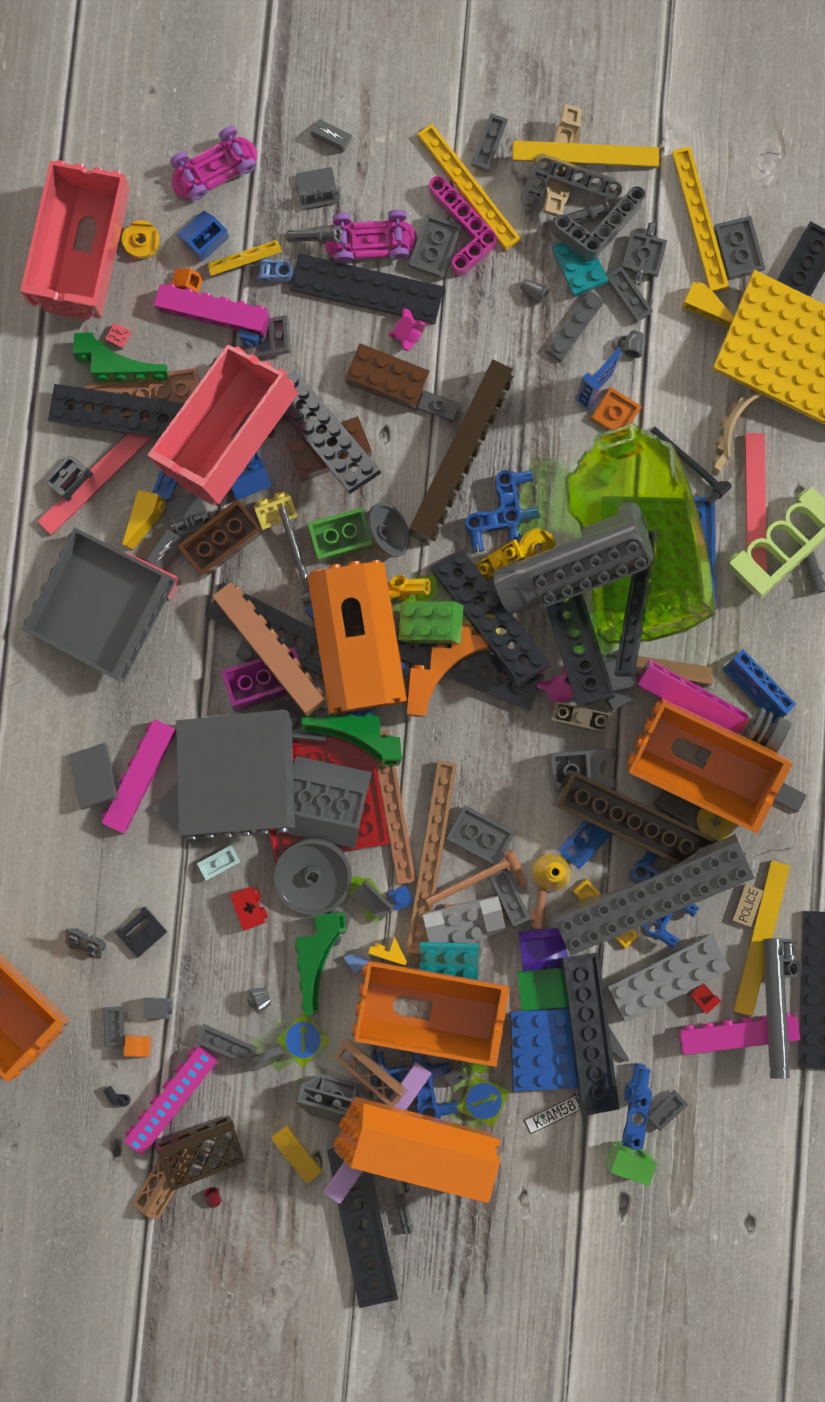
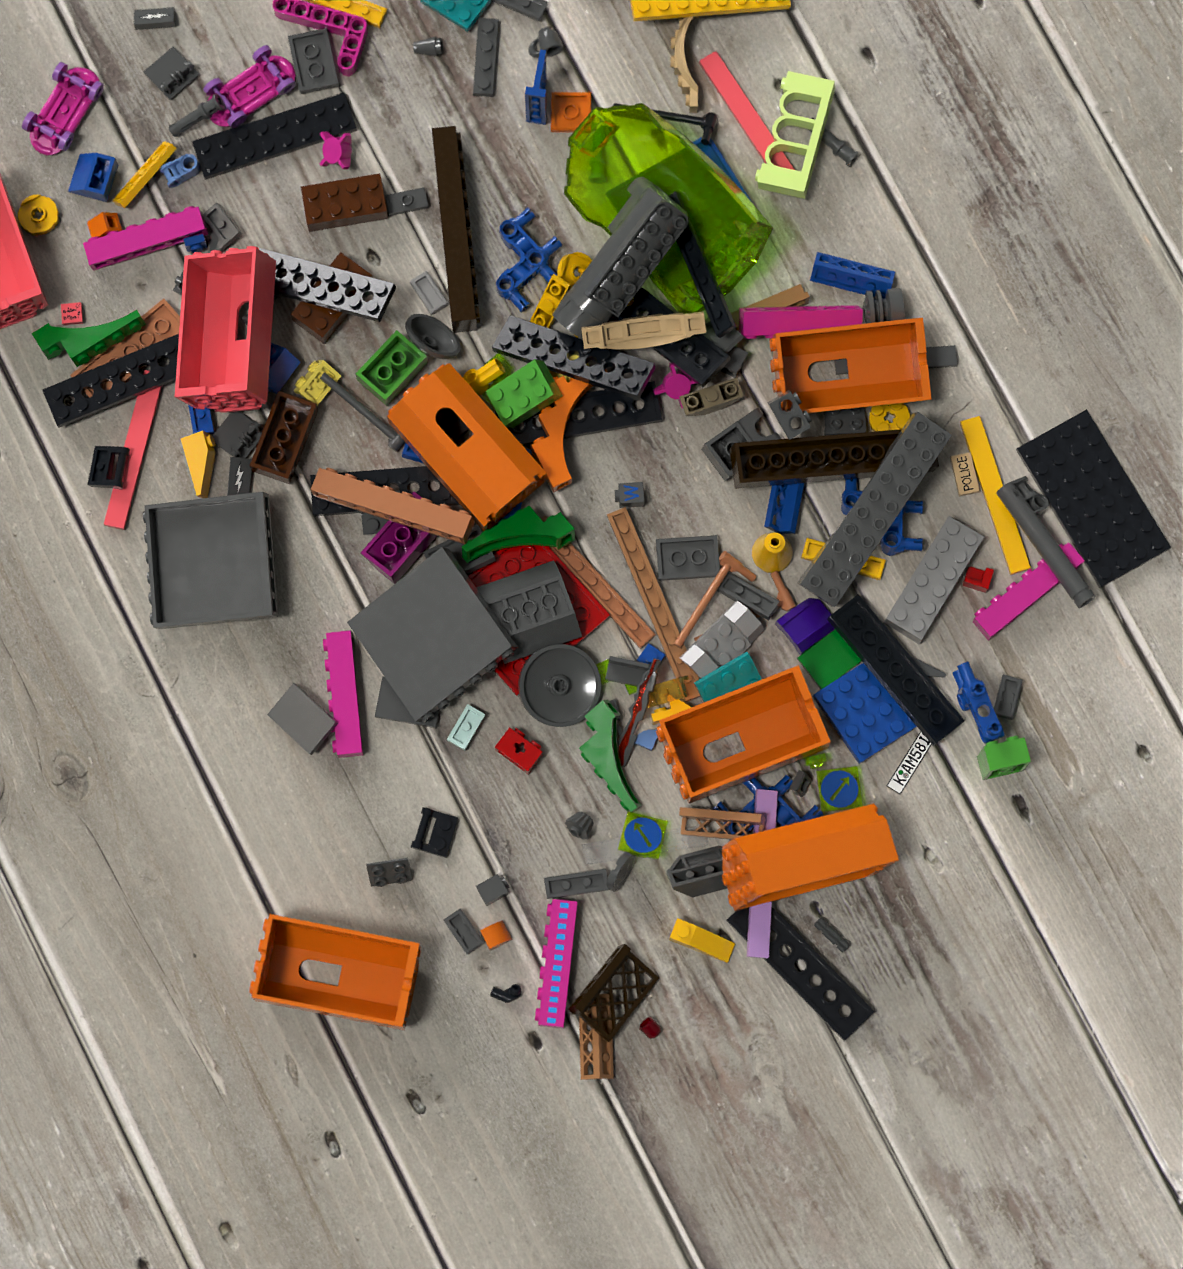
camera: 30 degrees left, 5 degrees down
(361, 937) = (637, 710): none -> dark grey sword
(393, 935) = (668, 691): none -> clear yellow panel
(409, 491) = (429, 293): none -> light grey tile
(466, 755) = (630, 495): none -> dark grey brick
(558, 631) = (644, 331): none -> tan piece
(628, 775) = (785, 416): none -> dark grey brick

